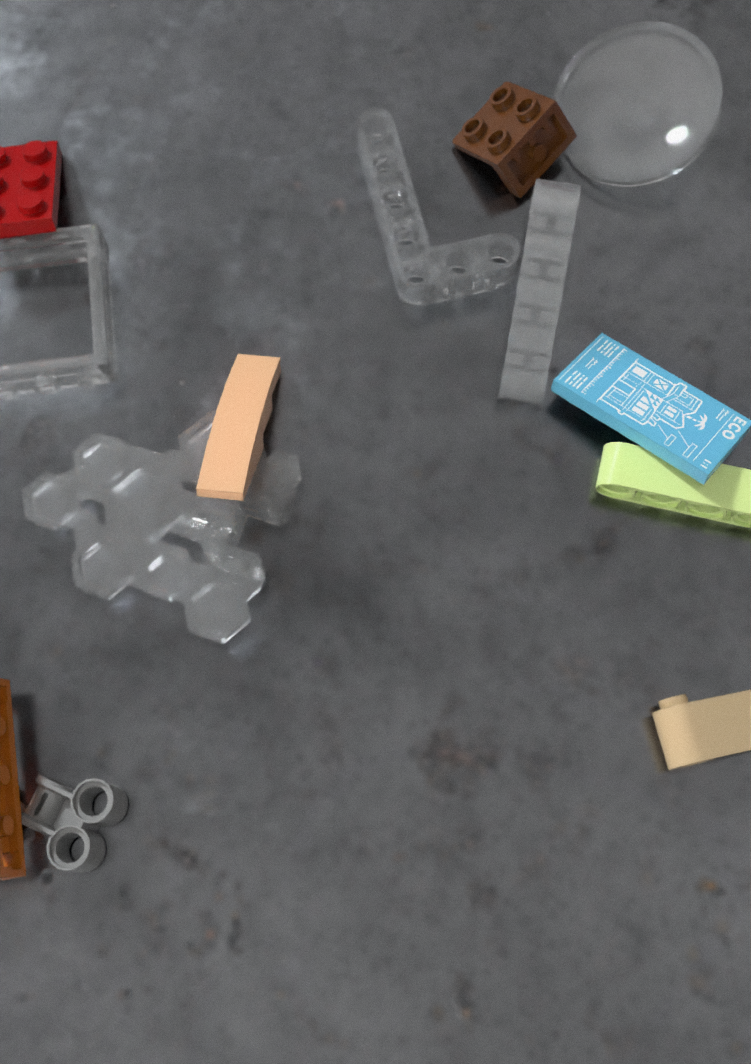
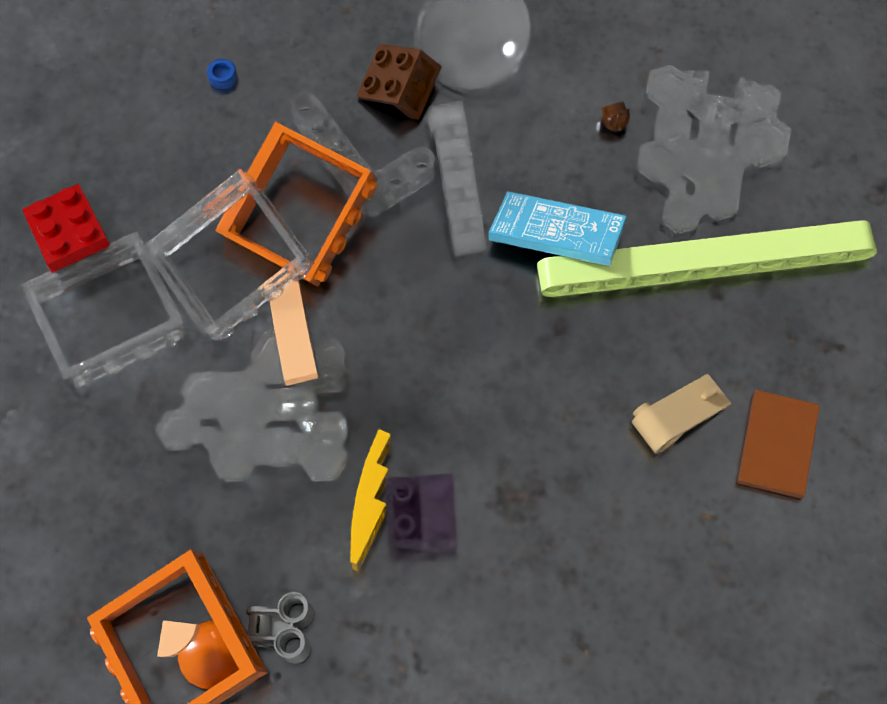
camera: 25 degrees left, 5 degrees down
(166, 236) = (197, 219): none -> clear window
(244, 704) = (368, 509): none -> yellow slope
(269, 212) = (262, 170): none -> orange window
(291, 58) = (222, 73): none -> blue tile
(314, 733) = (421, 512): none -> clear purple slope

